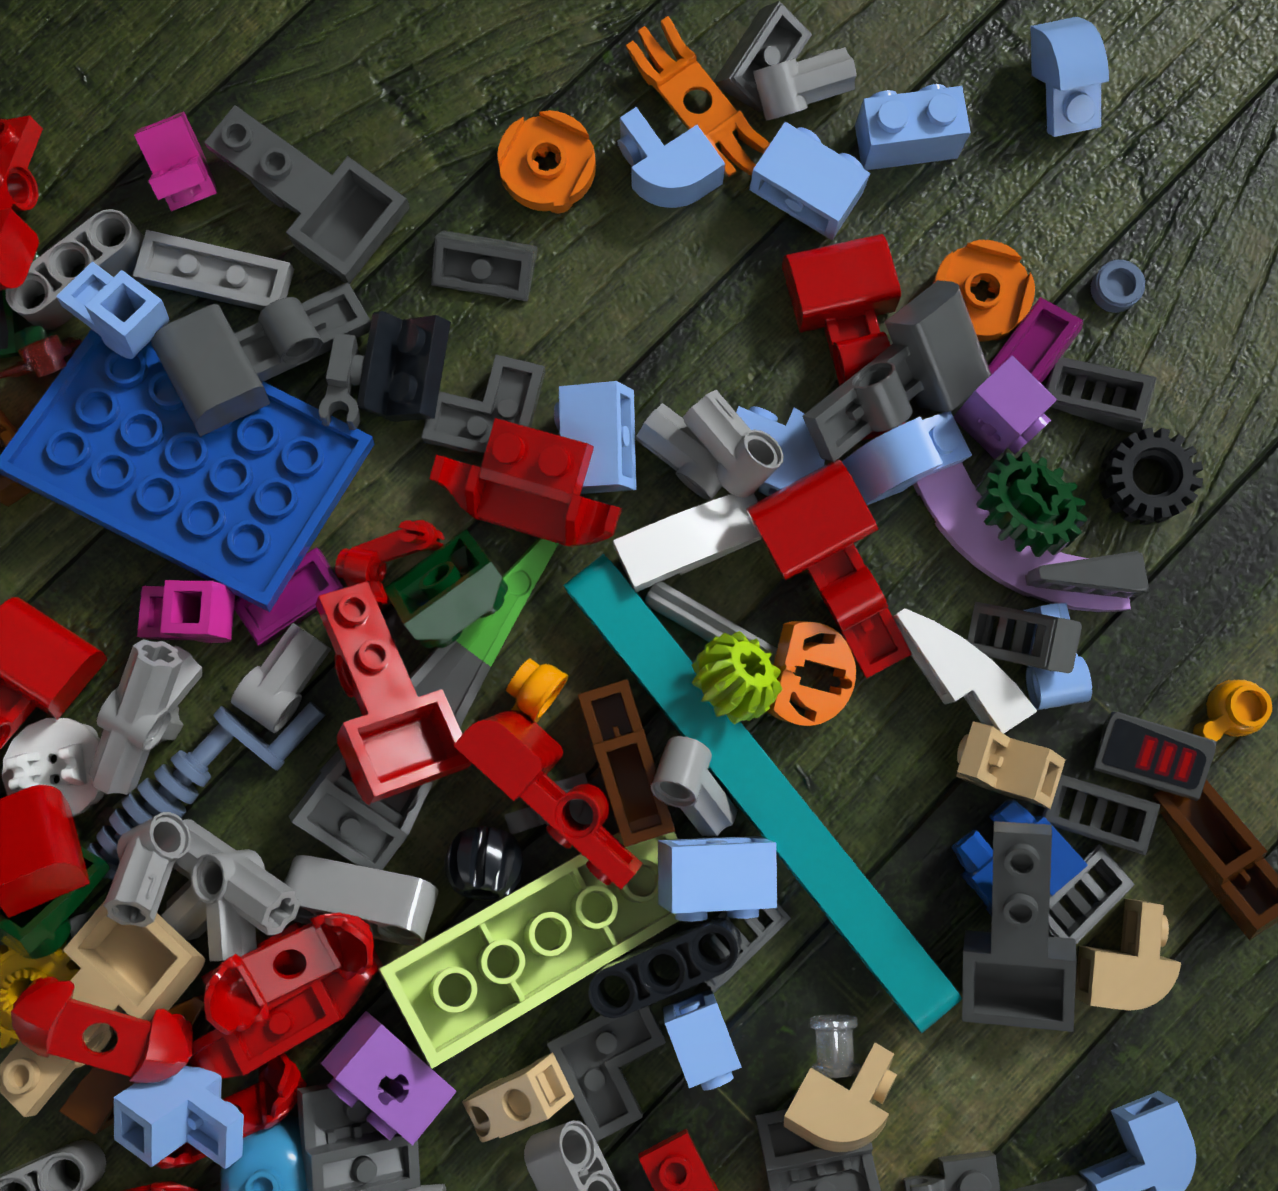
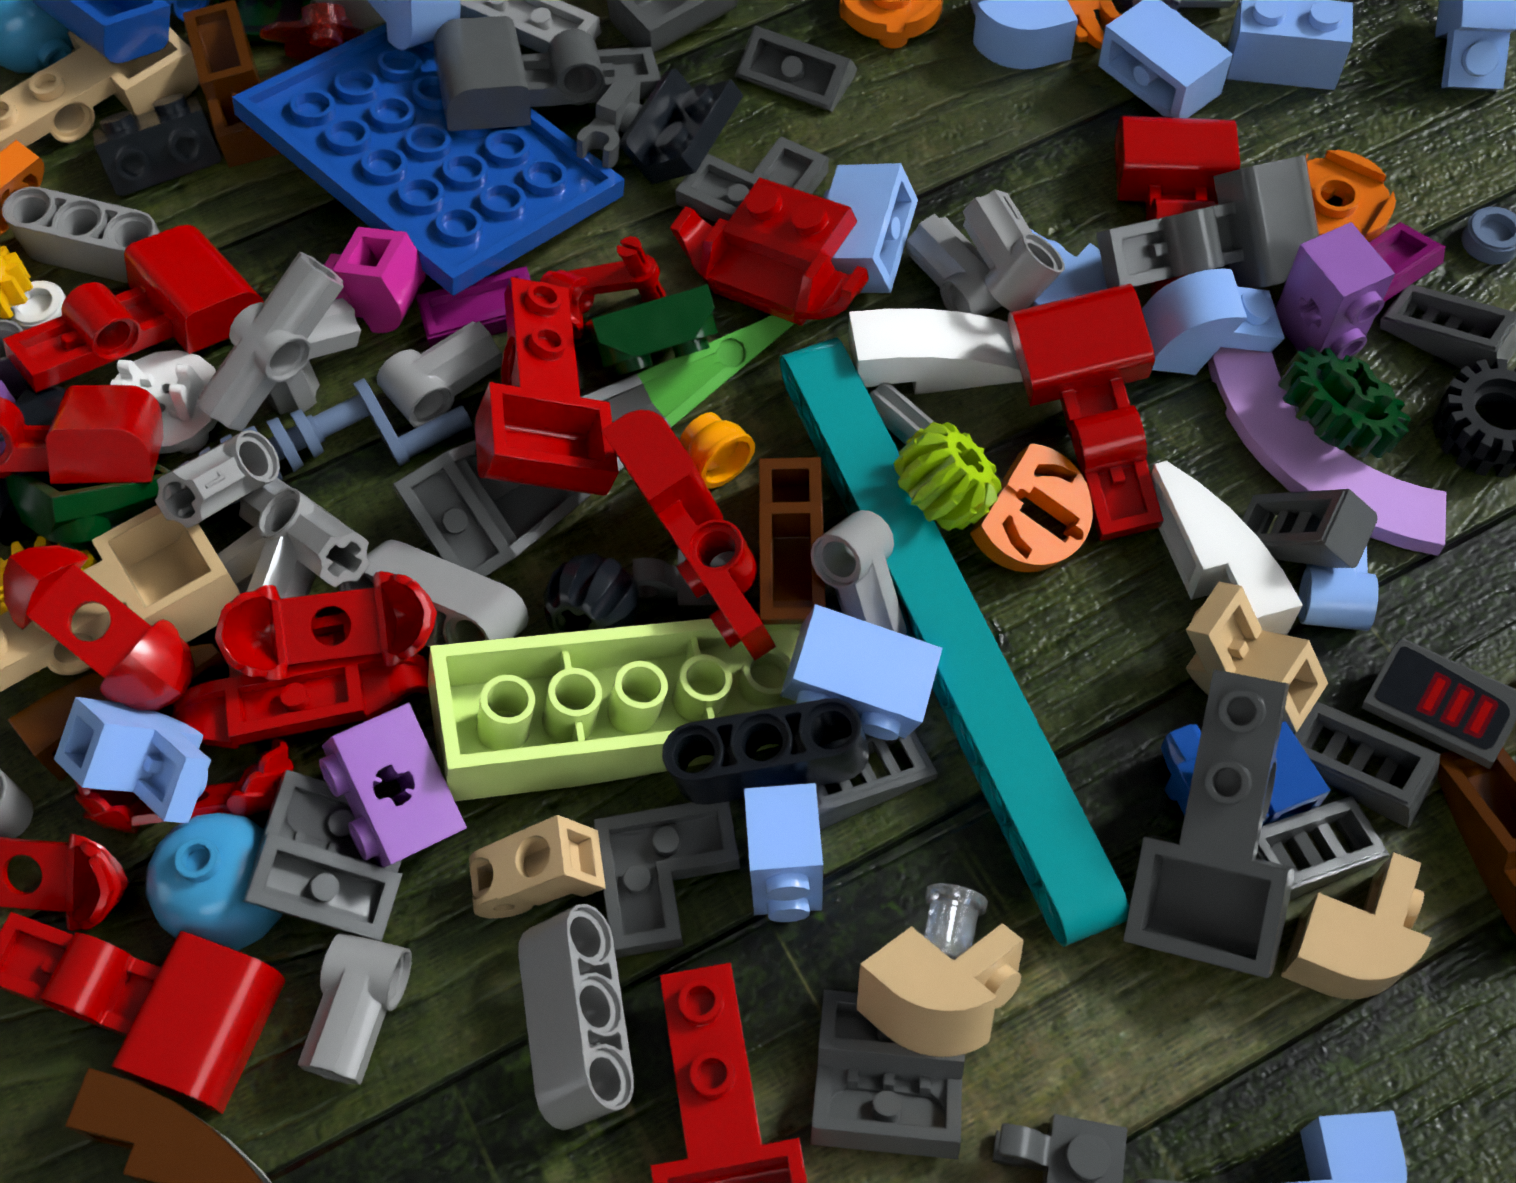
camera: 20 degrees right, 20 degrees down
(1109, 575) = (1402, 484): dark grey slope -> none

